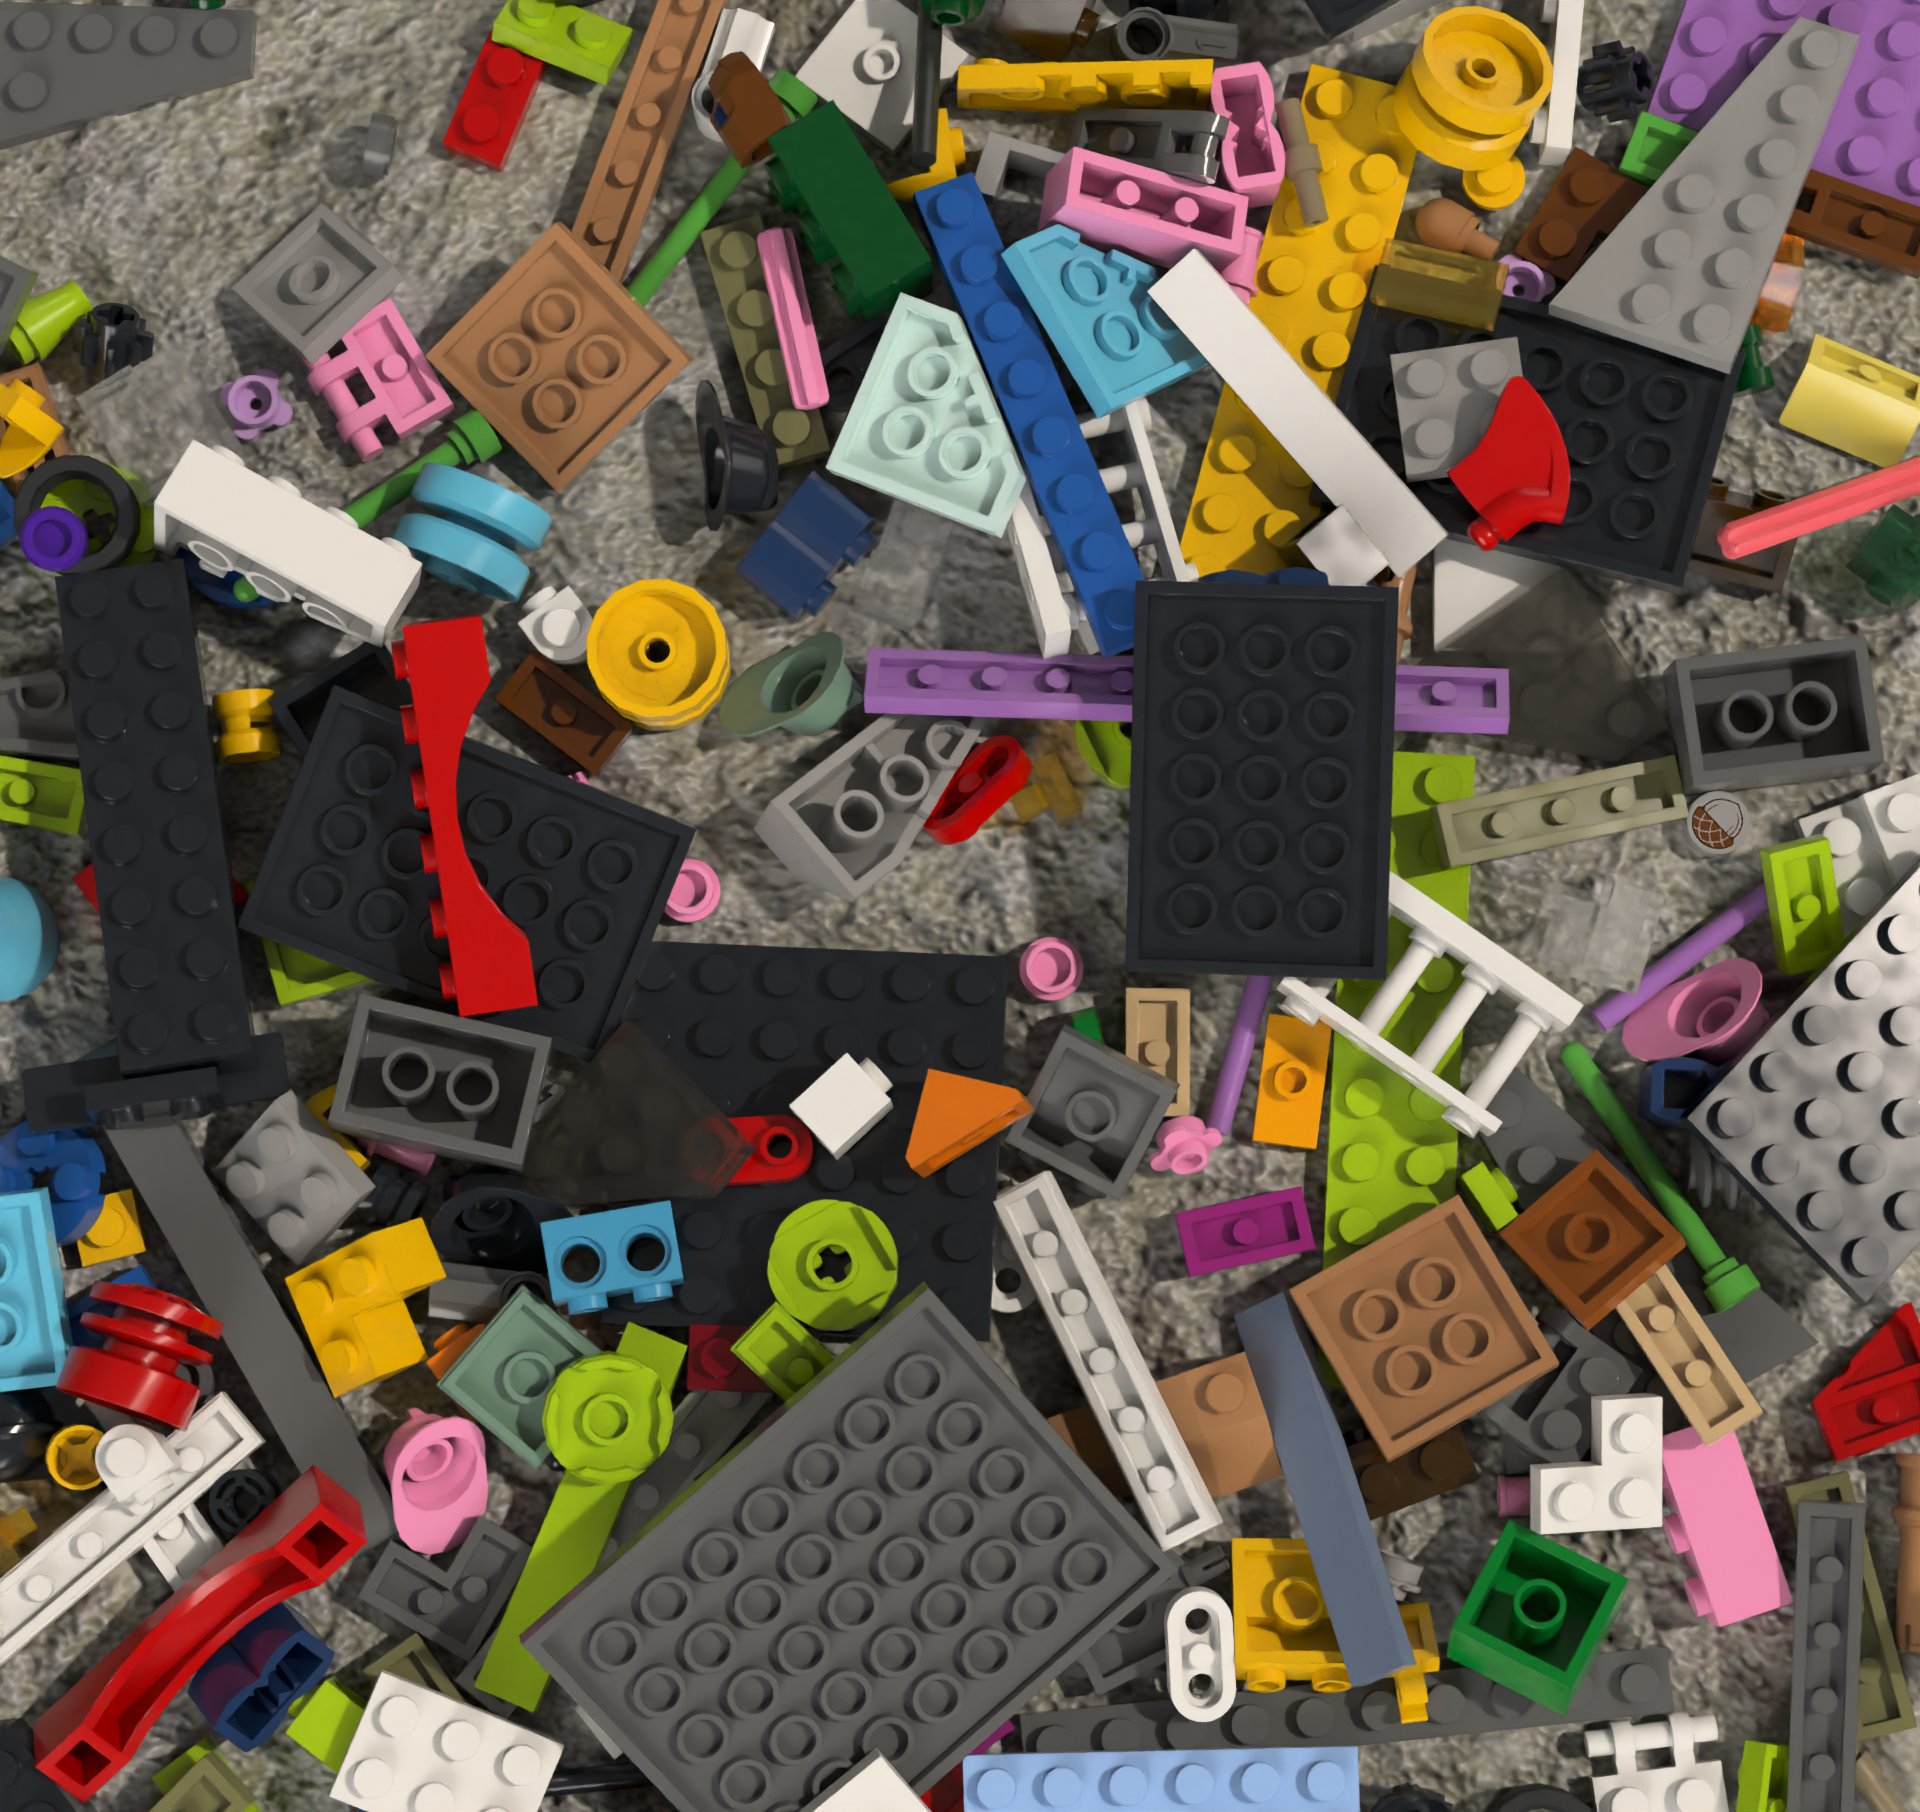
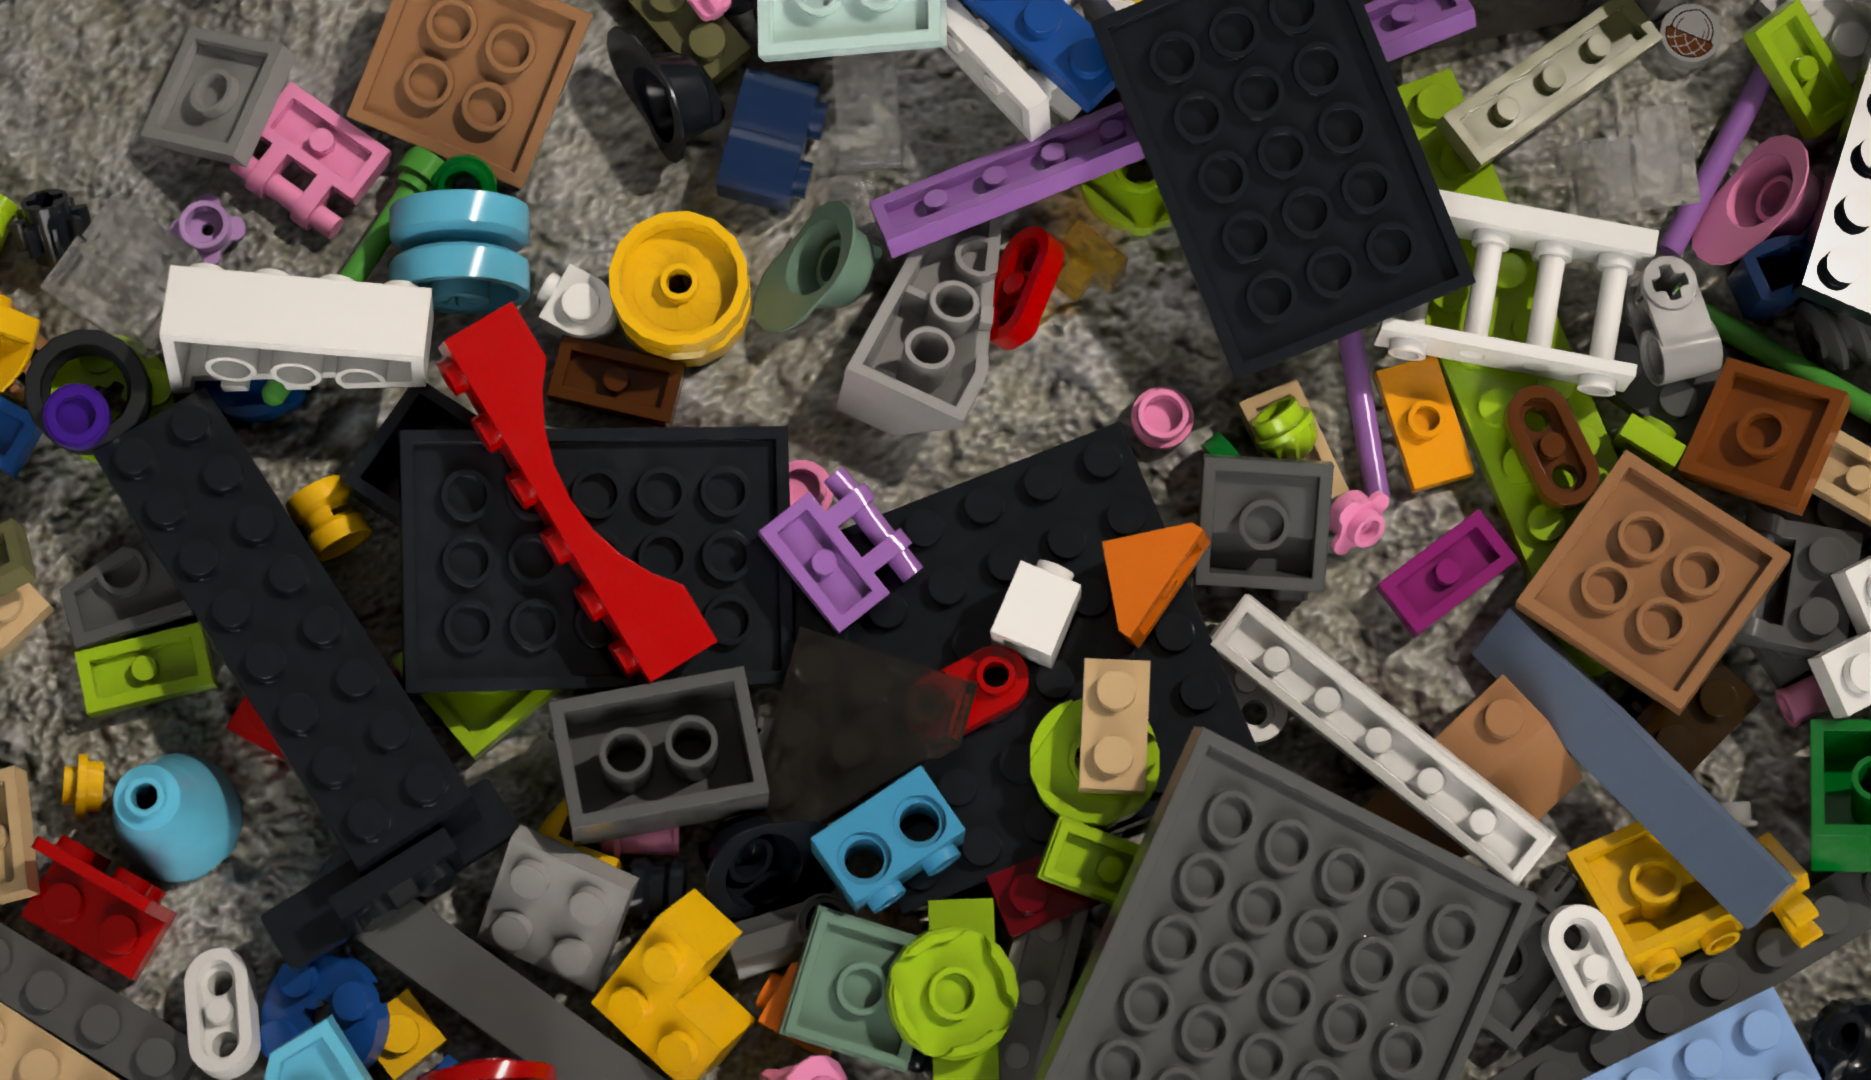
camera: 25 degrees left, 5 degrees down
(487, 464) = (465, 165): none -> green plate
(673, 971) = (825, 561): none -> medium lavender plate
(862, 1243) = (1114, 726): none -> tan plate
(1152, 1034) = (1285, 429): none -> lime plate
(1391, 1161) = (1554, 448): none -> reddish brown plate
(1556, 1104) = (1672, 325): none -> light grey piece

